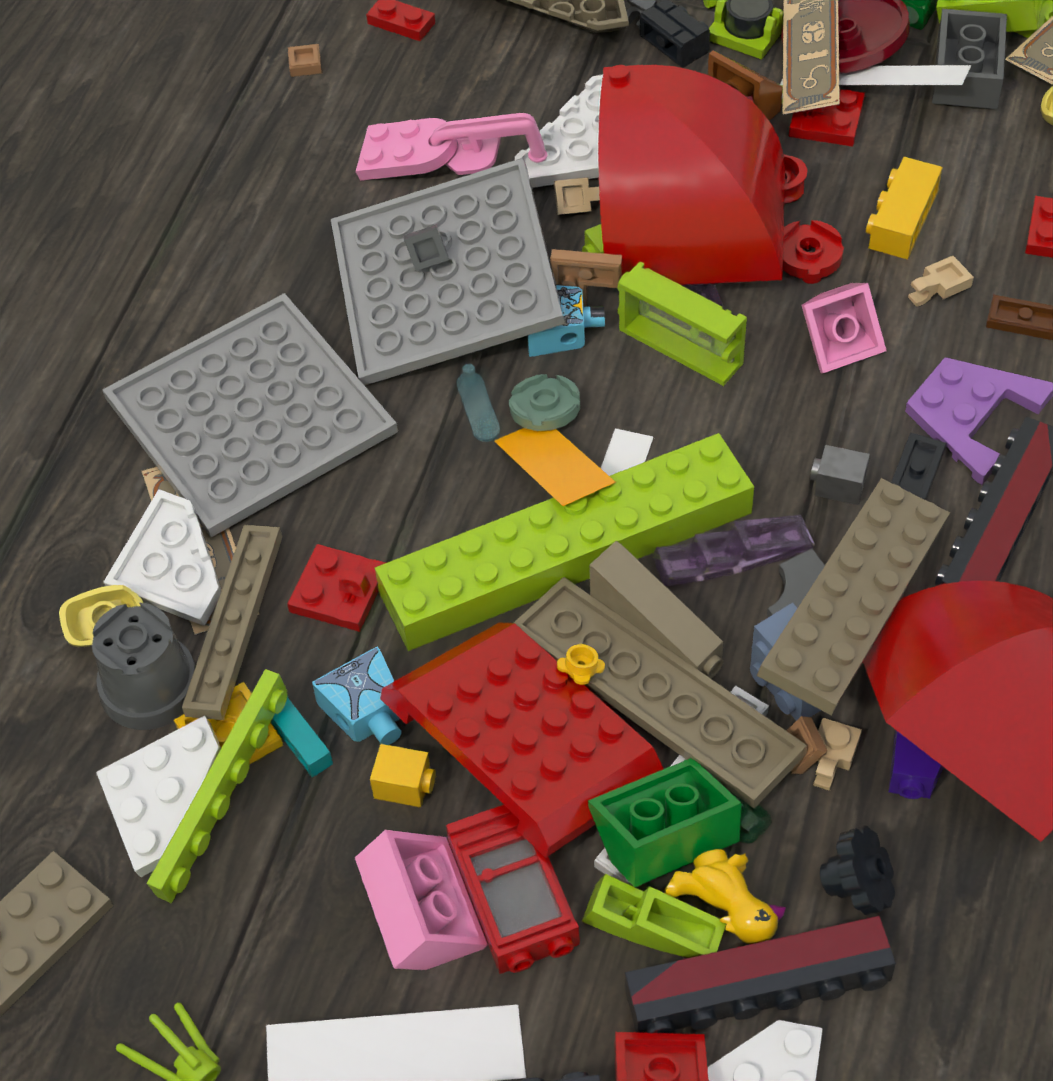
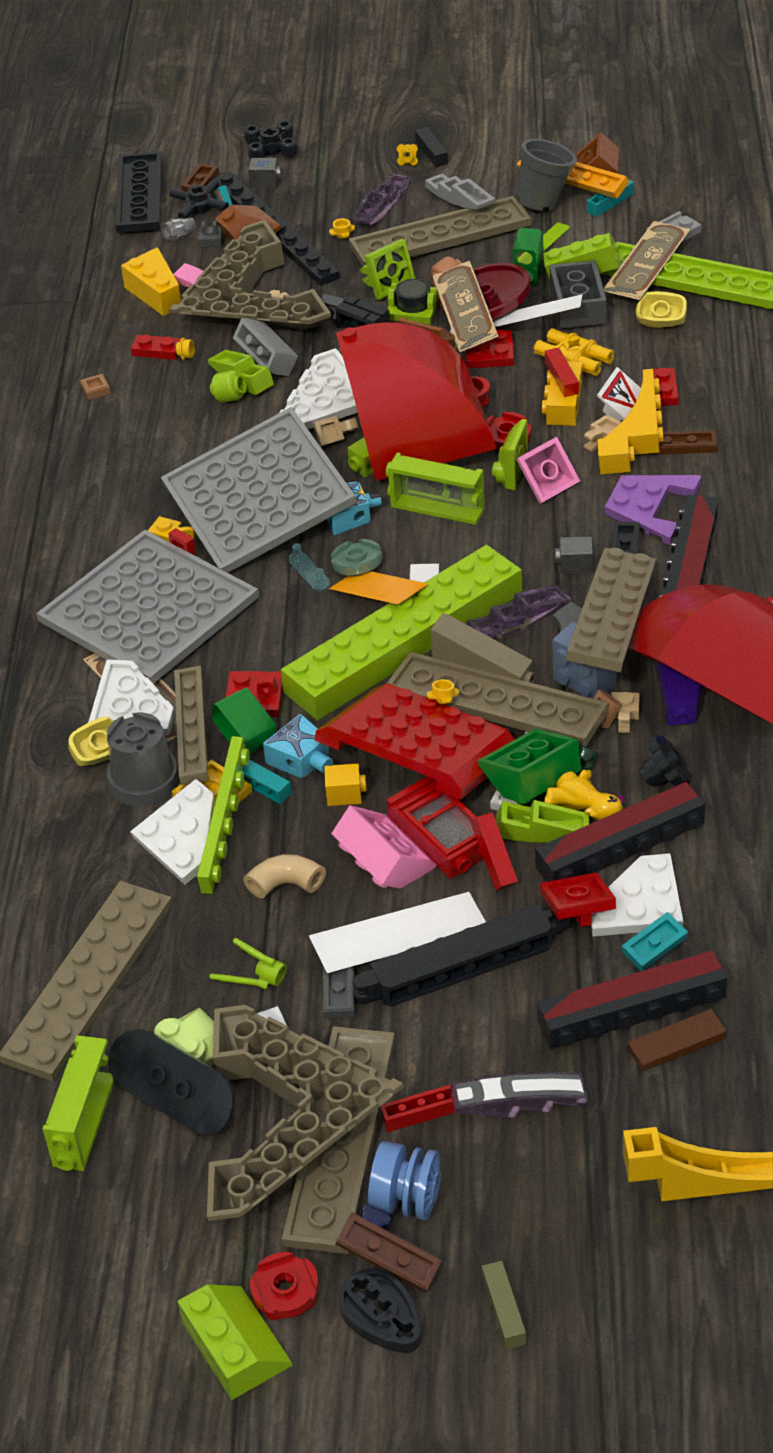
camera: 15 degrees left, 10 degrees down
(274, 900) = (284, 870): none -> tan cylinder
(302, 637) = (243, 717): none -> green piece
(318, 299) = (163, 526): none -> yellow plate
(325, 324) = (182, 540): none -> red plate
(426, 247) = (242, 475): dark grey tile -> none
(429, 143) = (215, 418): bright pink plate -> none
(434, 29) = (185, 348): none -> yellow plate
(466, 98) = (228, 386): none -> lime head
(493, 79) = (256, 376): none -> lime slope
(533, 50) = (265, 346): none -> light grey brick
(565, 961) = (494, 851): none -> red piece
(586, 270) = (361, 466): medium nougat tile -> none
(805, 284) = (507, 468): none -> lime slope
(907, 179) = (561, 372): none -> red piece
(939, 145) = (576, 349): none -> yellow pin
(984, 235) = (619, 395): none -> white piece
(987, 295) = (636, 433): none -> yellow arch

